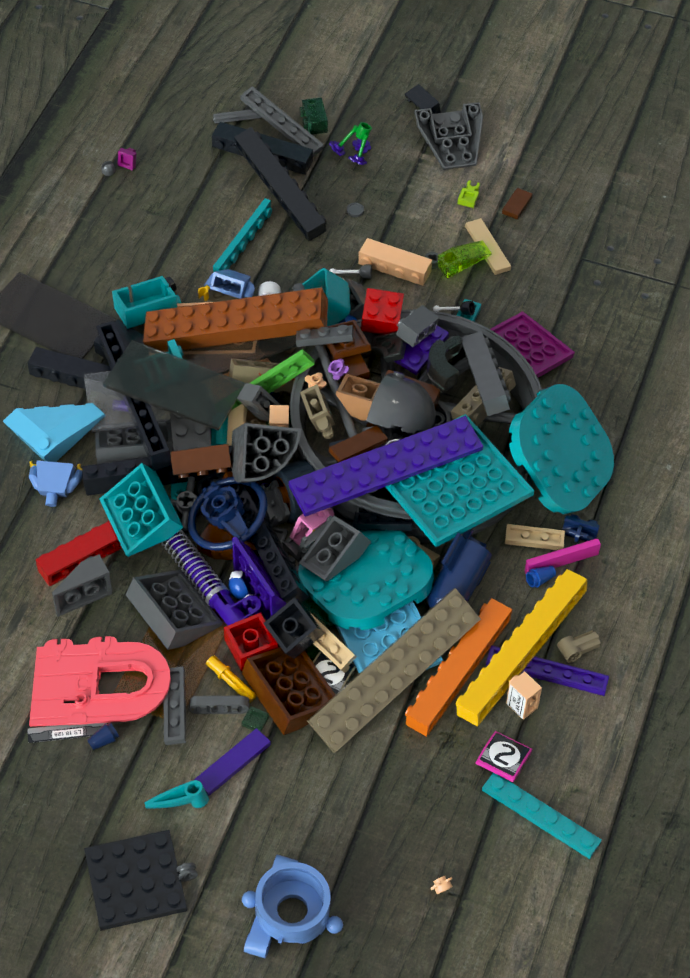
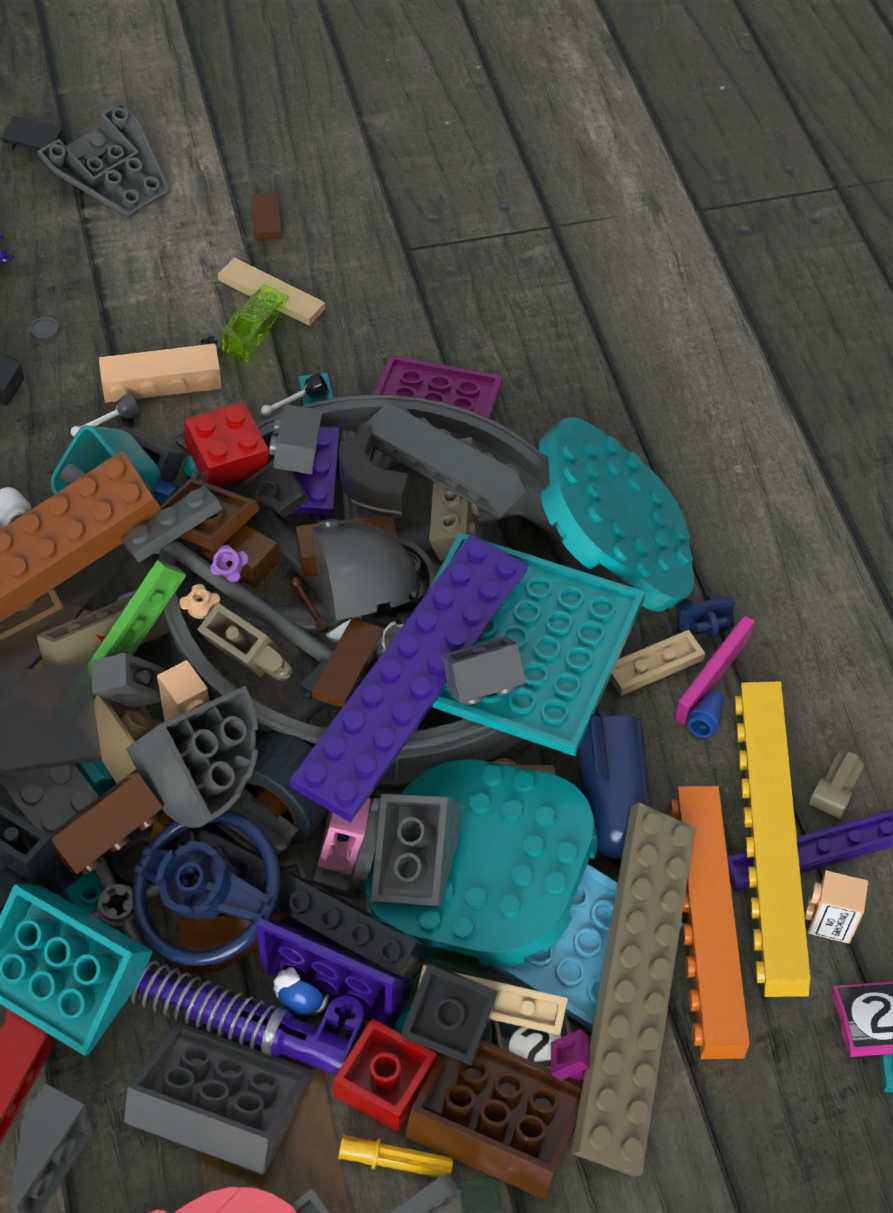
camera: 35 degrees left, 0 degrees up
(338, 681) = (570, 1056): none -> magenta tile
(357, 395) = (293, 587): medium nougat slope -> none
(373, 521) = (429, 770): black plate -> none
(416, 481) = (483, 670): none -> dark grey brick
(469, 195) = (193, 234): lime plate -> none

